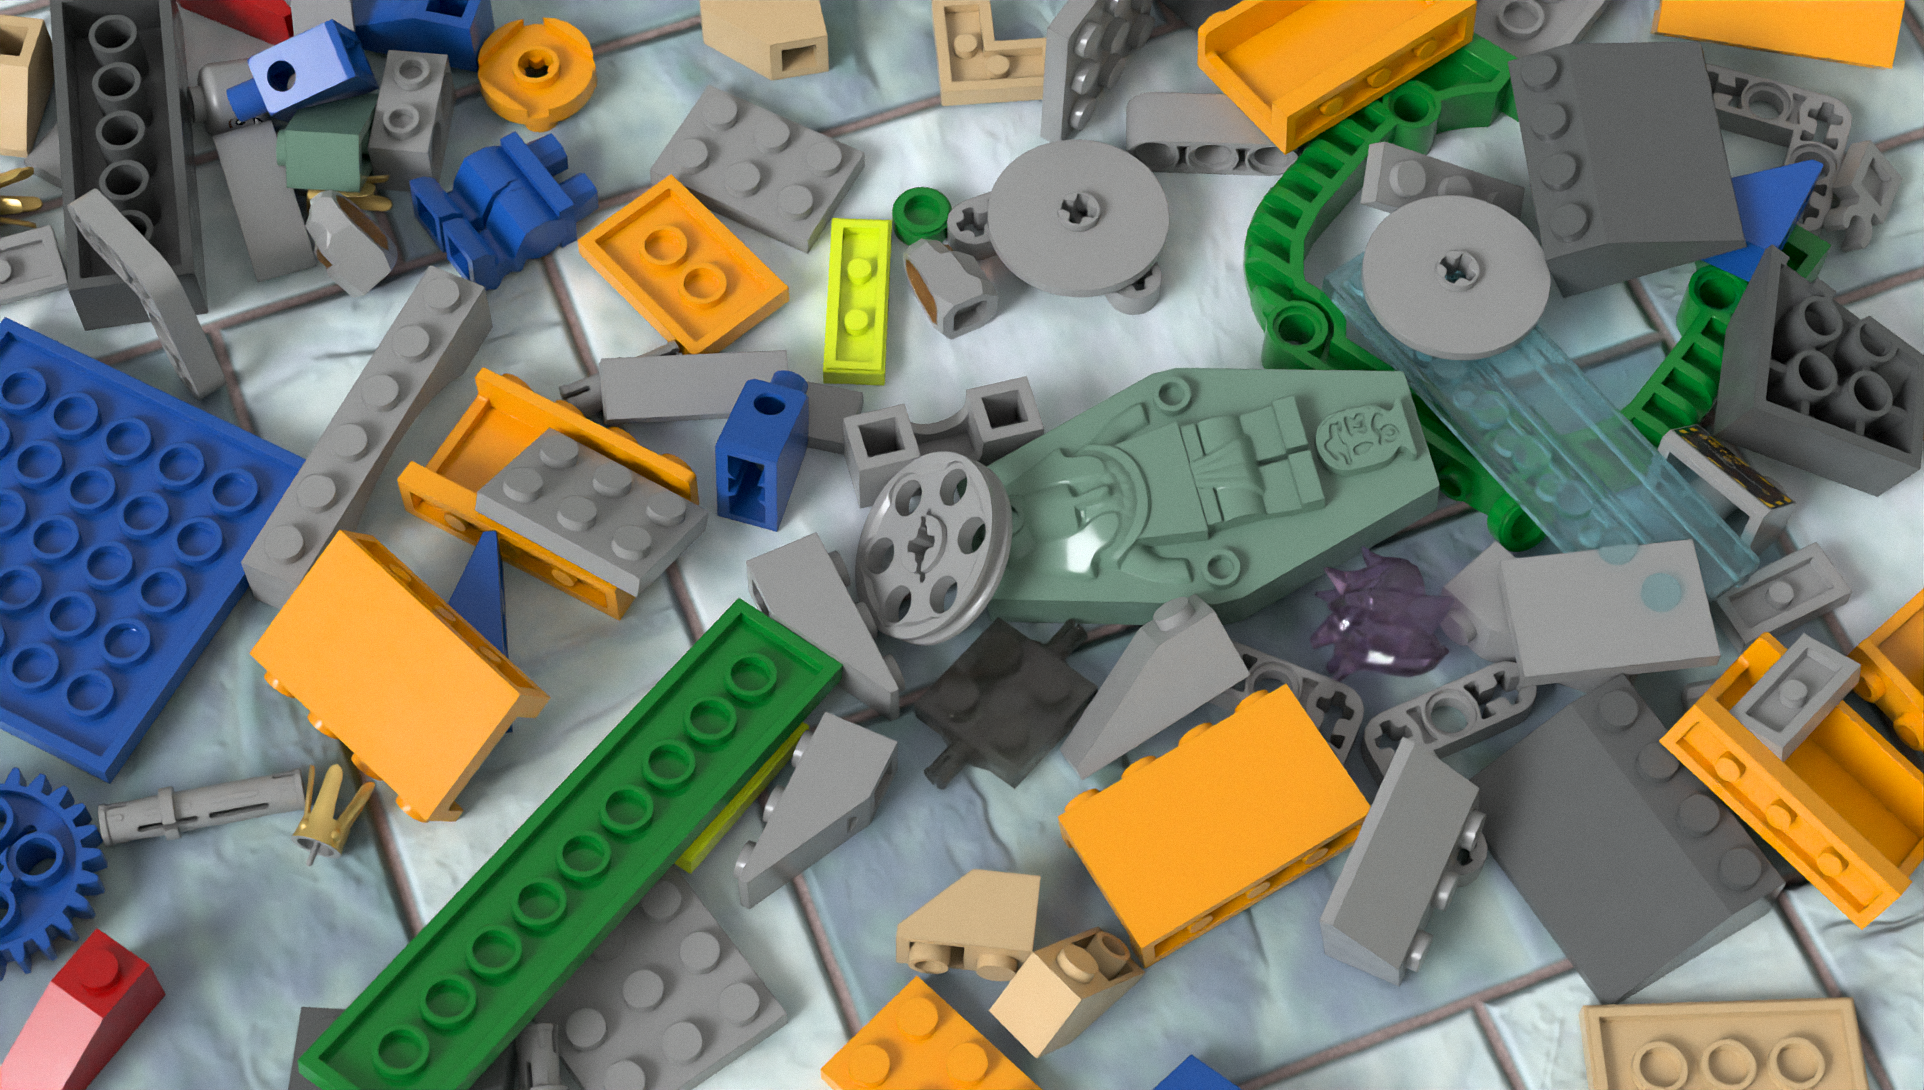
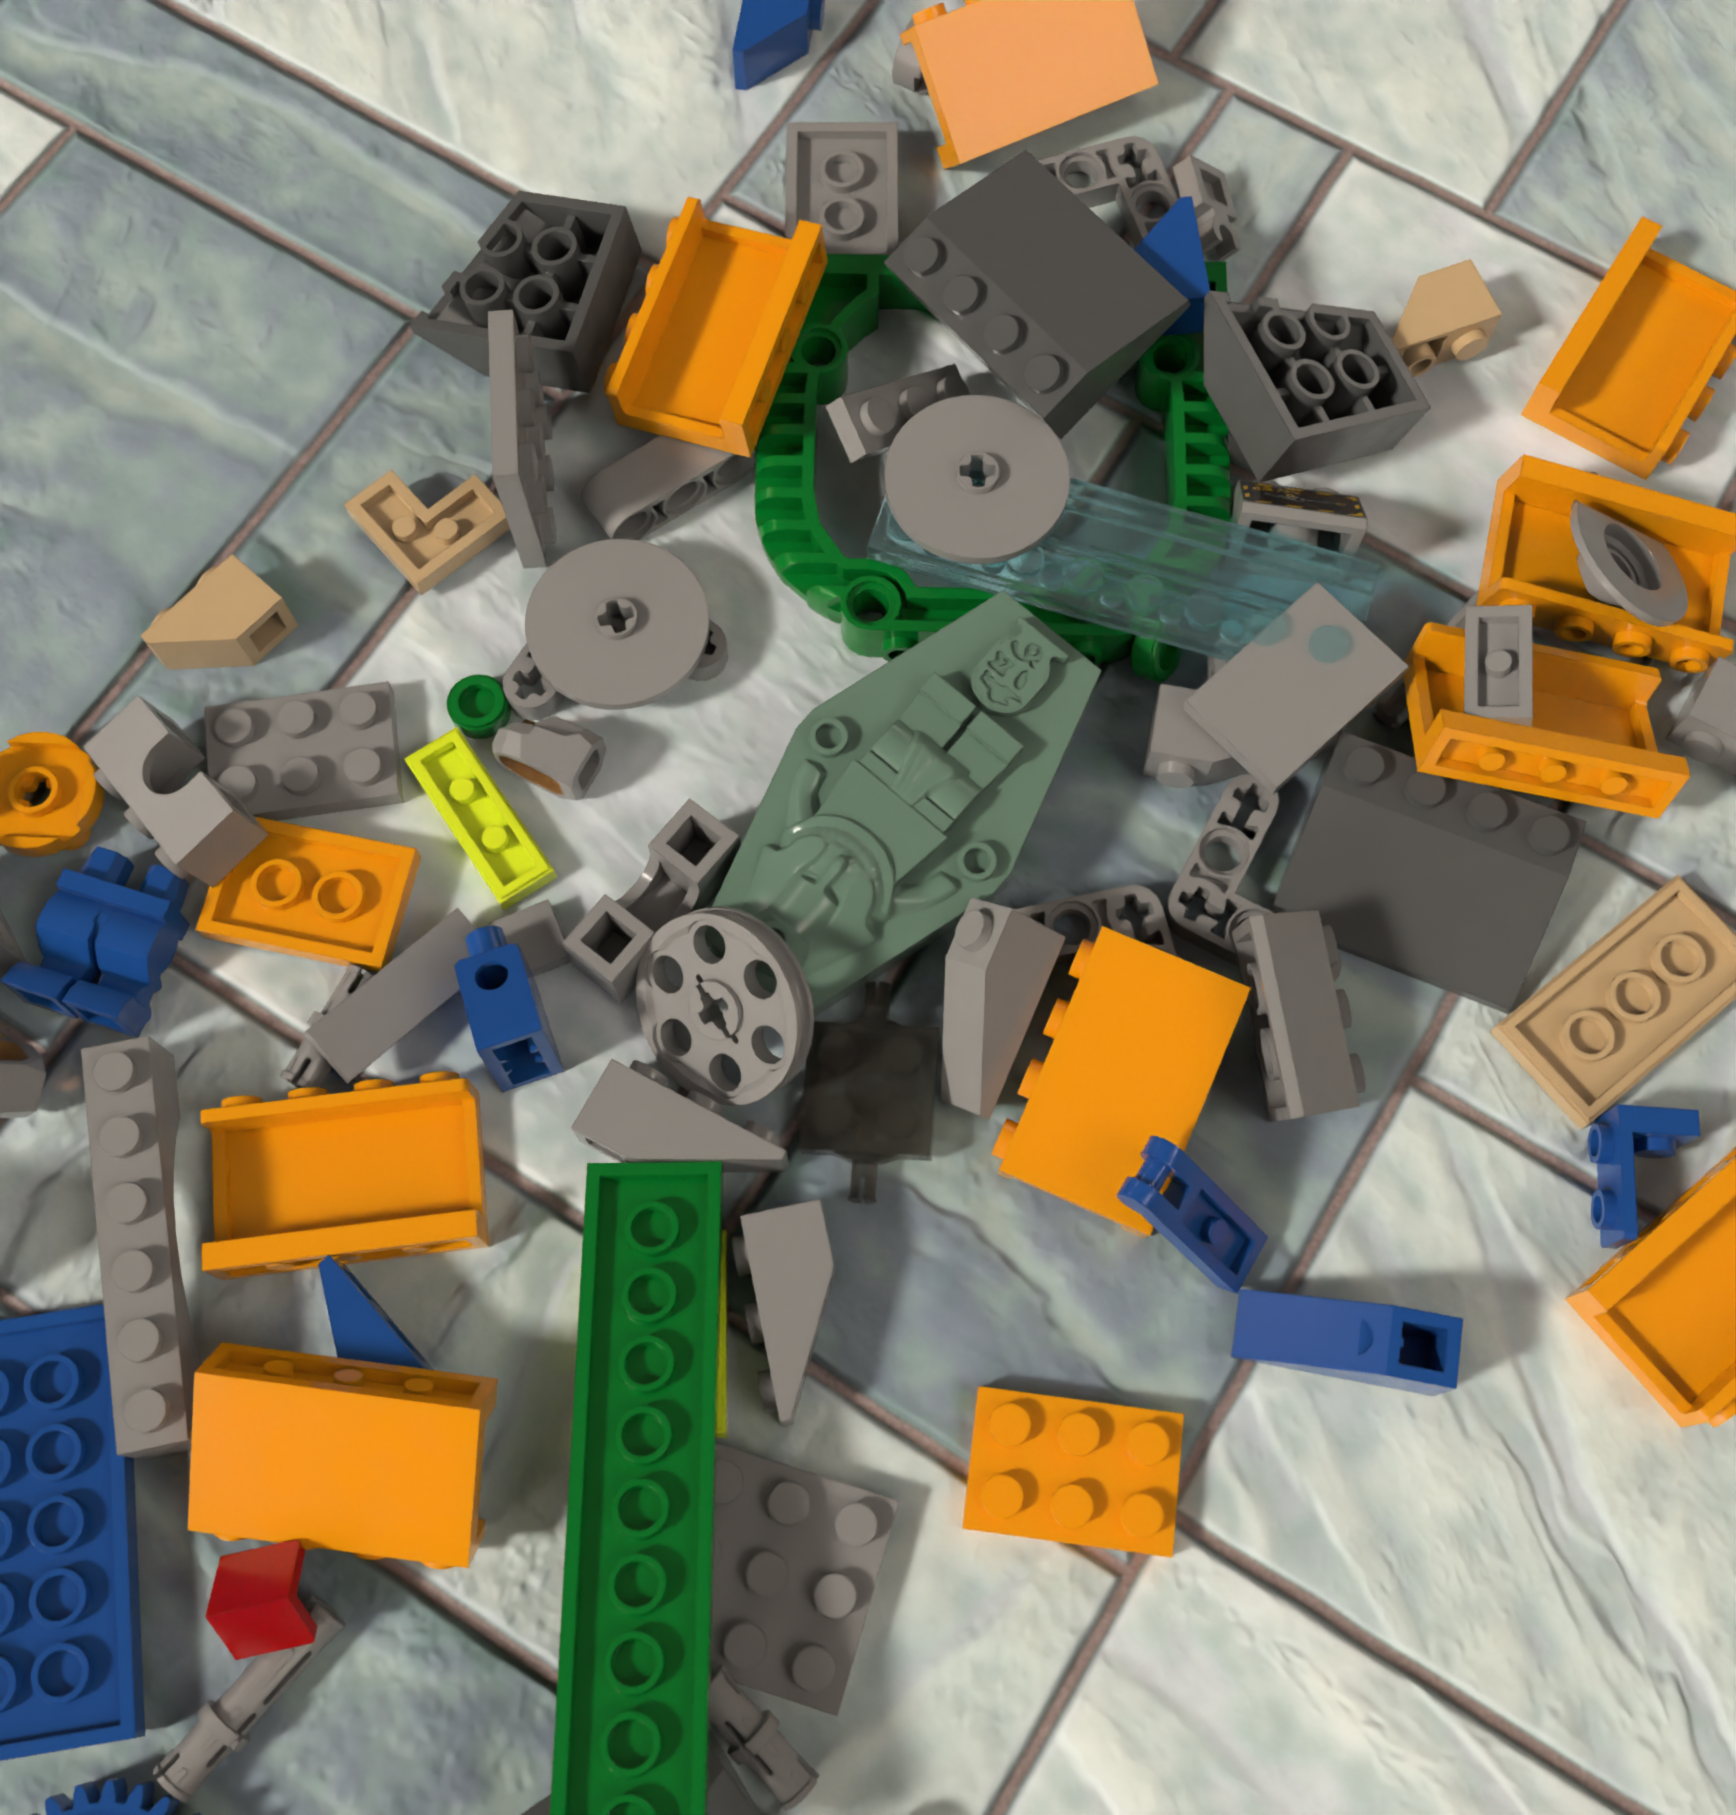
camera: 35 degrees left, 10 degrees up
(257, 738) = (257, 1601): none -> red panel
(317, 829) = (369, 1638): pearl gold piece -> none
(592, 511) = (400, 1177): light grey plate -> none
(635, 149) = (198, 826): none -> light grey arch
(973, 925) = (999, 1301): tan slope -> none
(1065, 989) = (1109, 1311): tan slope -> none
(1190, 957) = (1193, 1214): none -> blue plate
(1381, 619) = (1121, 812): clear purple hair -> none
(1781, 597) = (1404, 563): light grey plate -> none

